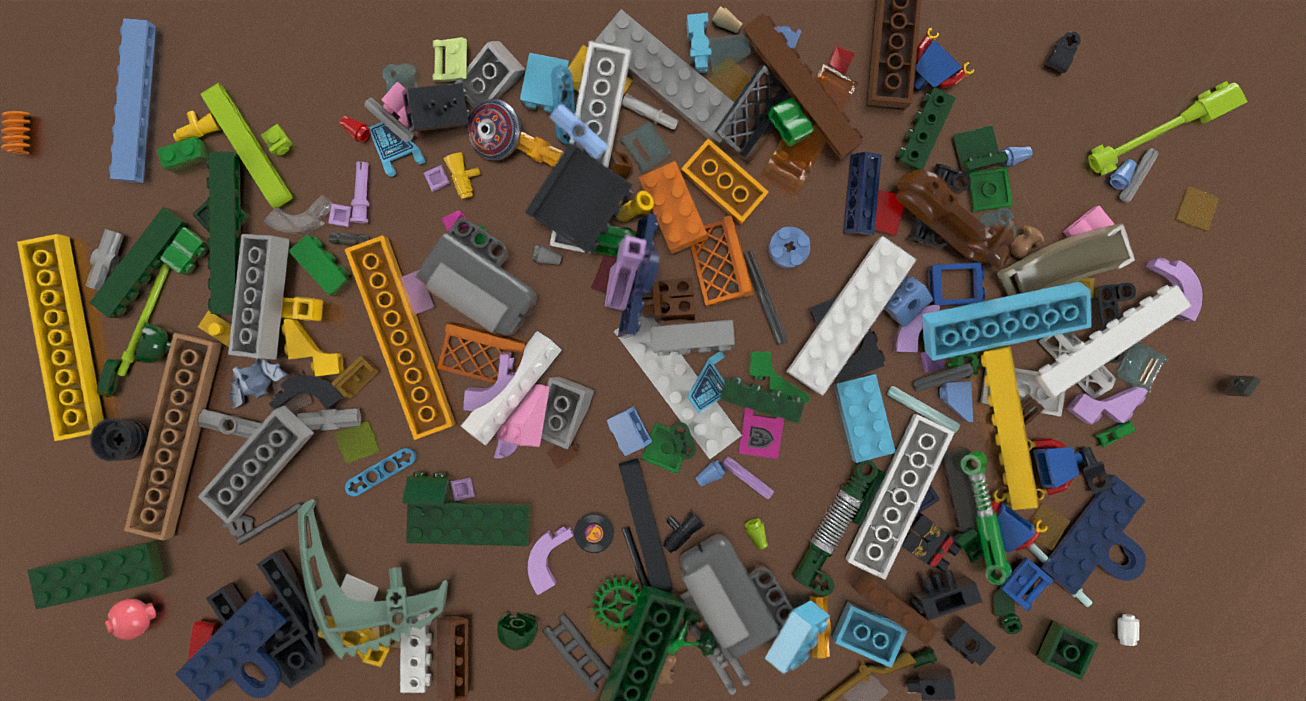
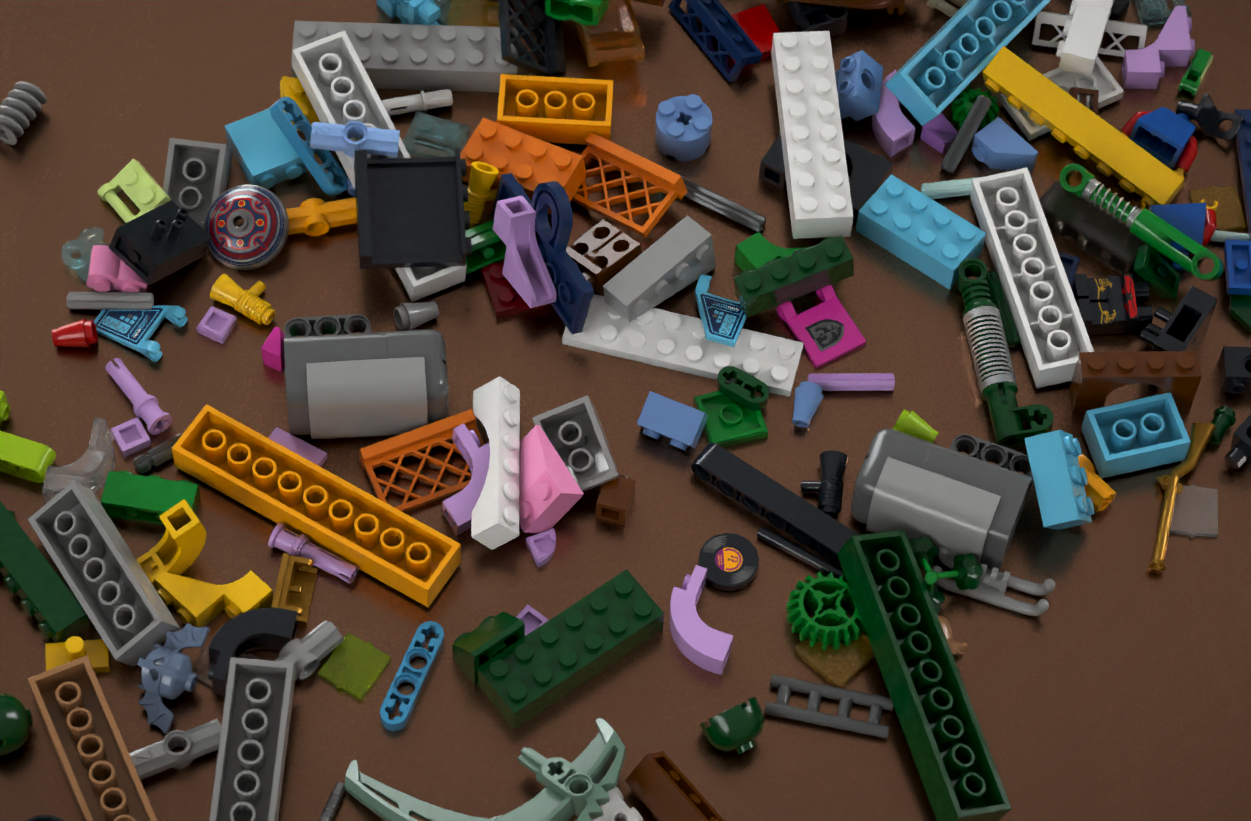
camera: 40 degrees left, 30 degrees down
(376, 354) = (301, 546): none -> lavender pin
(935, 283) = (899, 18): blue window -> none

